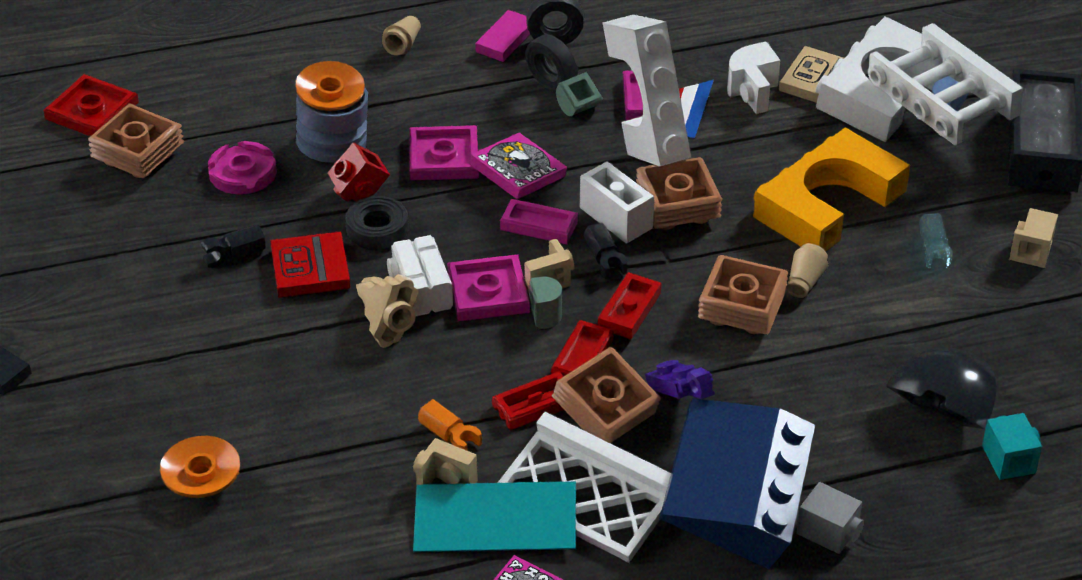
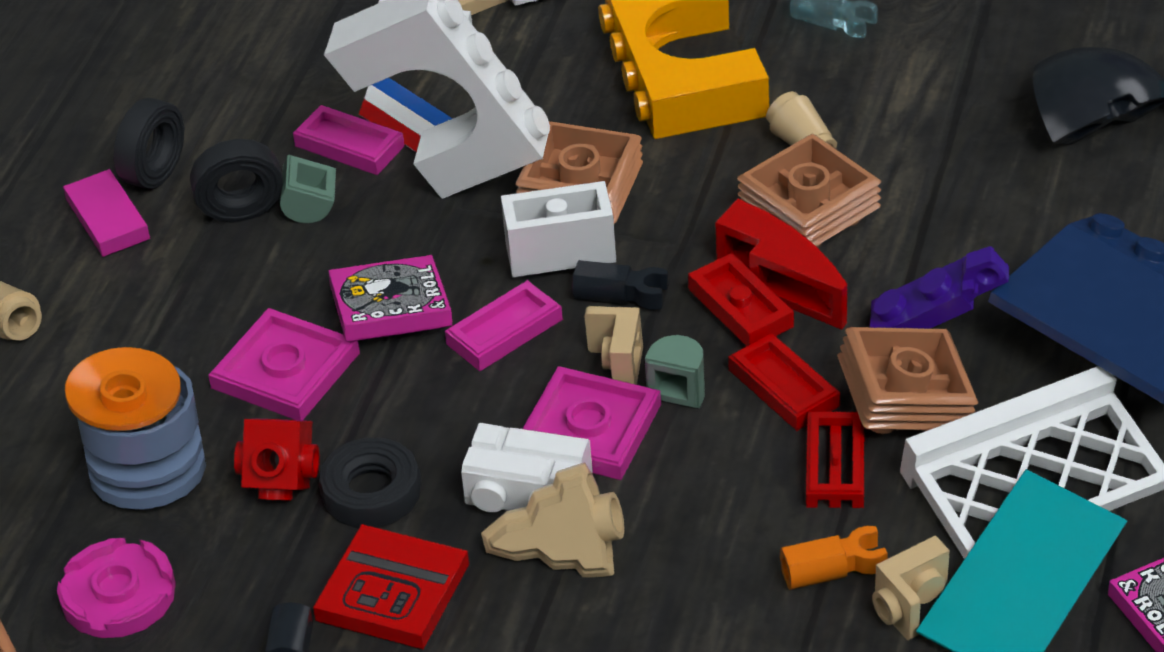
camera: 55 degrees left, 0 degrees up
(673, 307) = (783, 262): none -> red slope

